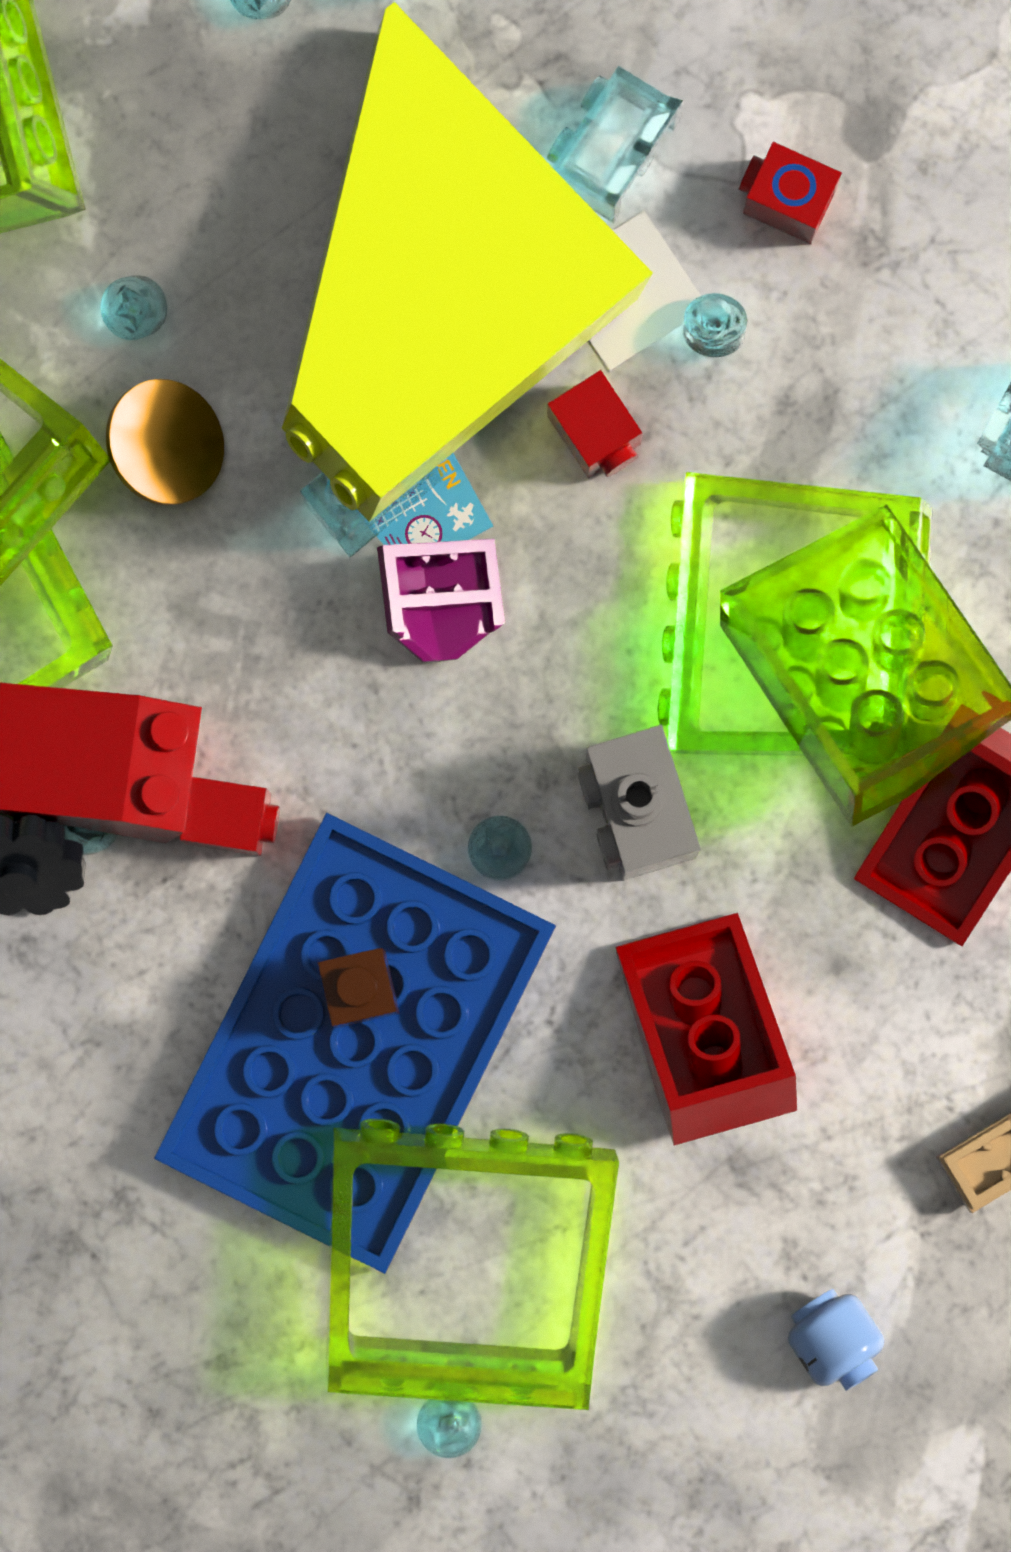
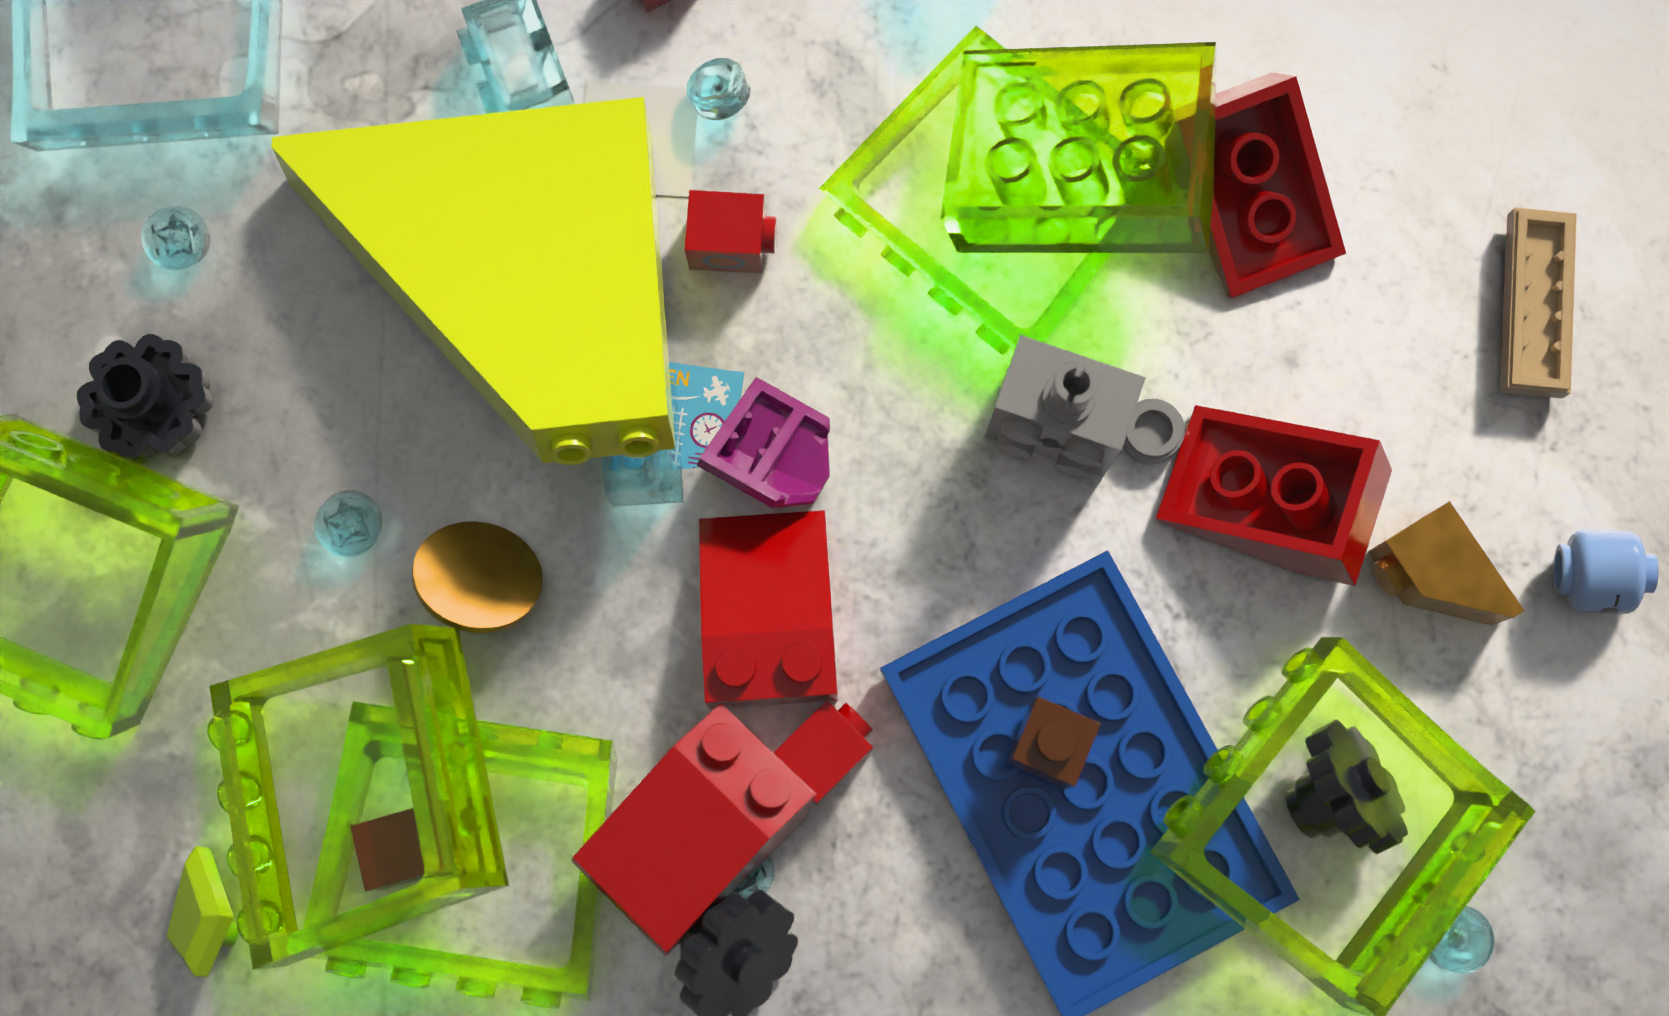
camera: 60 degrees left, 5 degrees down
(113, 69) = (144, 398): none -> black plant
(309, 688) = (766, 610): none -> red slope
(499, 848) = (1008, 552): clear light blue tile -> none
(499, 1252) = (1347, 791): none -> black plant
(688, 892) = (1154, 432): none -> light grey tile
(740, 1205) = (1443, 570): none -> pearl gold slope

